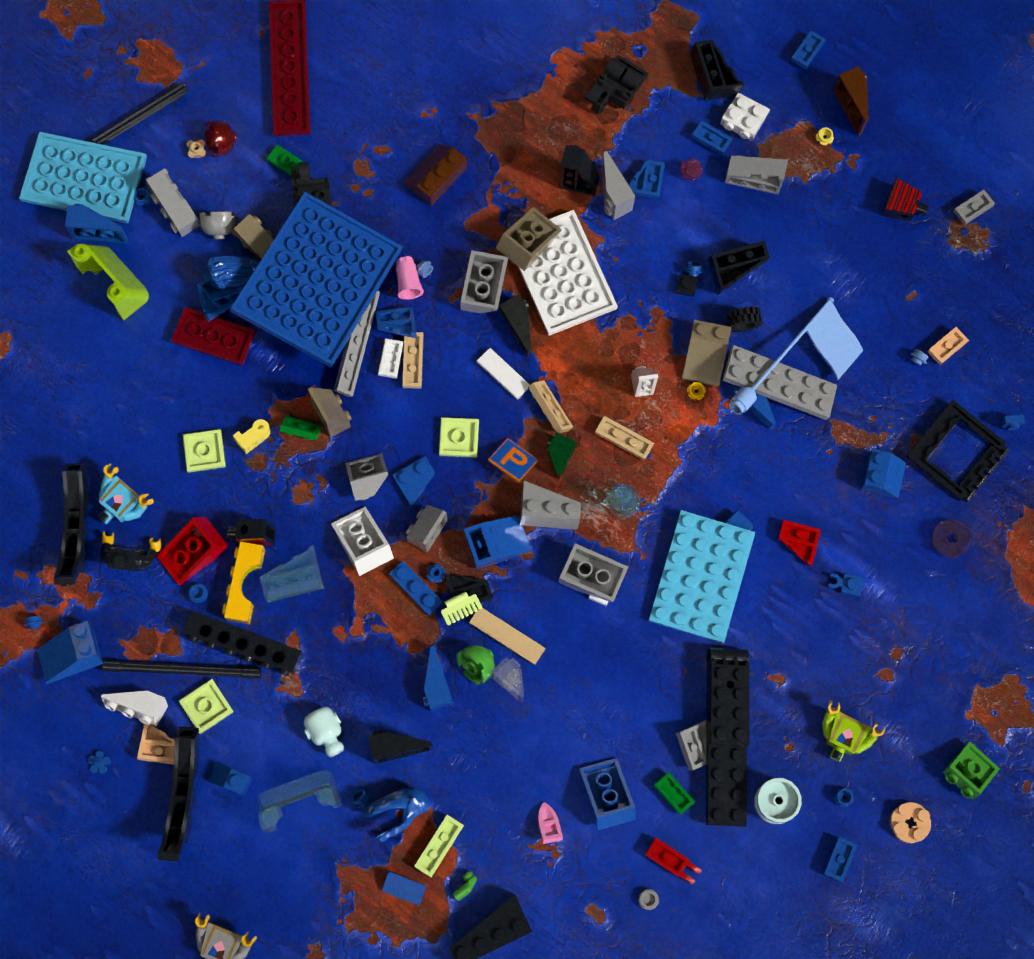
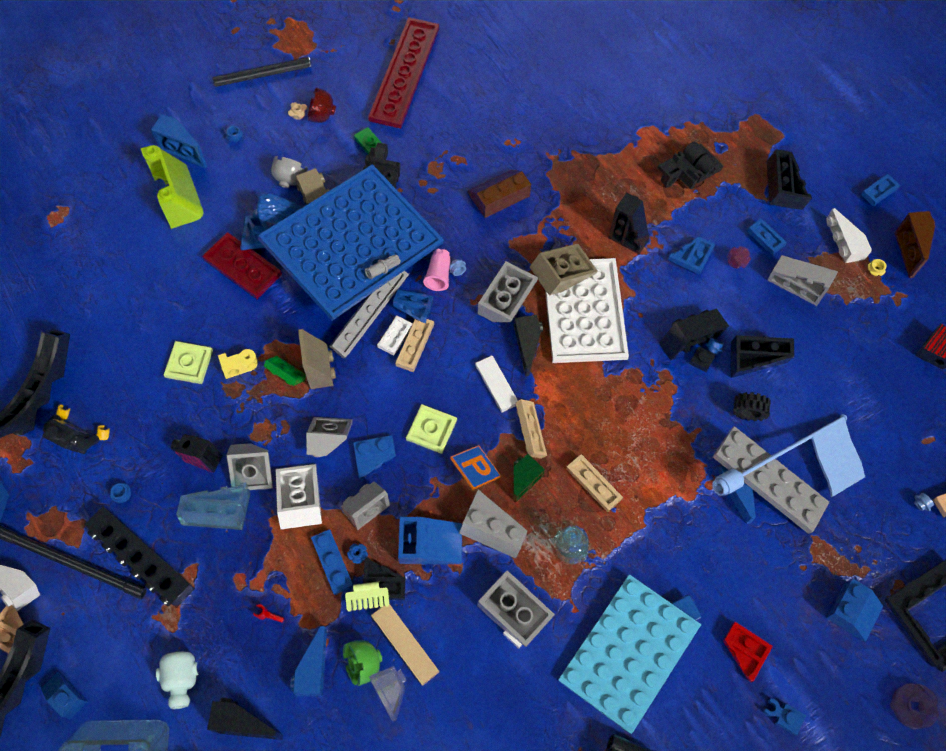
camera: 20 degrees right, 10 degrees down
(83, 173) = (195, 101): medium azure plate -> none
(120, 499) = (89, 378): medium azure torso -> none
(172, 203) = (255, 143): light grey wedge -> none
(192, 549) = (134, 448): red slope -> none
(206, 706) = (76, 608): yellowish green tile -> none
(248, 559) = (151, 518): yellow arch -> none
(307, 528) = (249, 465): none -> light grey slope
(358, 297) = (382, 266): none -> light grey axle
(377, 652) = (265, 614): none -> red hand
(616, 192) = (662, 253): light grey slope -> none
(644, 381) = (632, 434): white slope -> none
(670, 262) = (693, 331): none -> black wedge
(696, 386) = (686, 461): yellow plate -> none
(706, 353) = (703, 427): dark tan slope -> none
(744, 117) = (803, 229): white plate -> none
(792, 115) = (850, 240): none -> white slope

